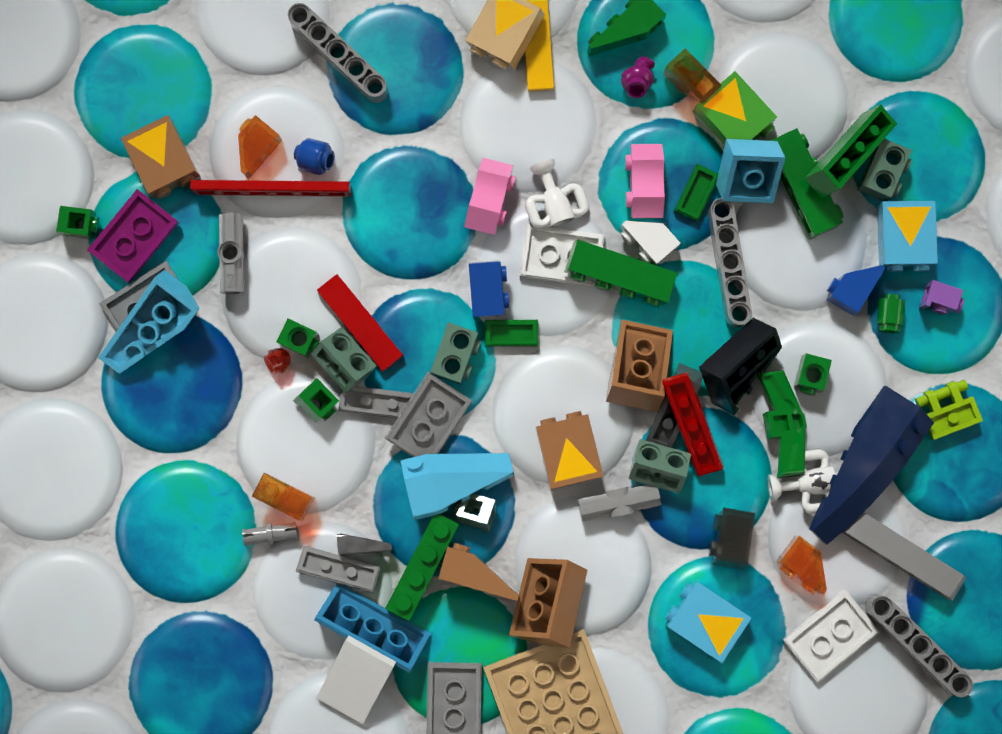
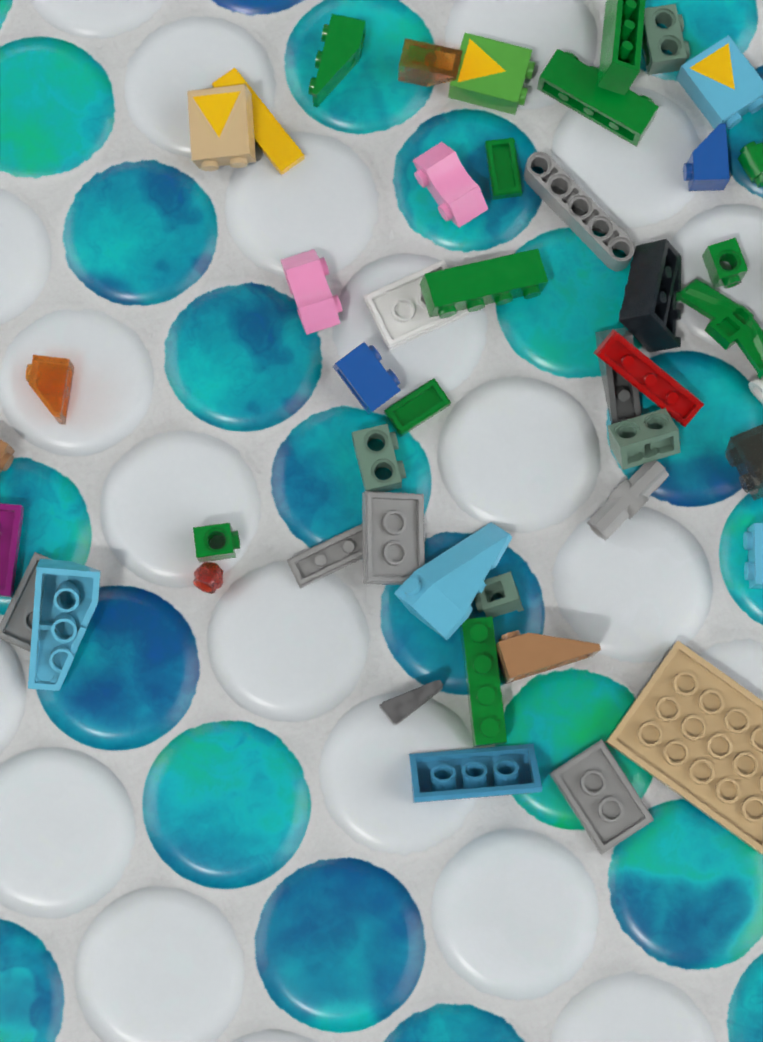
camera: 35 degrees left, 5 degrees down
(231, 237) = (105, 518): light grey piece -> none
(269, 533) = (312, 750): light grey pin -> none
(271, 188) = (93, 416): red tile -> none
(283, 497) = (302, 703): clear orange slope -> none
(314, 156) = (116, 360): blue head -> none
(318, 392) = (277, 582): green brick -> none
(332, 42) = (64, 240): light grey beam -> none
(338, 569) = (402, 740): light grey tile -> none
(343, 360) = (274, 533): sand green brick -> none
(355, 679) = (493, 834): white tile -> none
(360, 322) = (265, 490): red tile -> none
(548, 602) = (628, 634): medium nougat slope -> none
(555, 201) = (377, 257): white piece -> none
(569, 450) = (547, 480): medium nougat brick -> none
(638, 78) = (378, 97): magenta animal -> none
(639, 366) = (561, 360): medium nougat slope -> none
(651, 239) = (490, 236): white slope -> none
(750, 171) = (542, 112): medium azure brick -> none

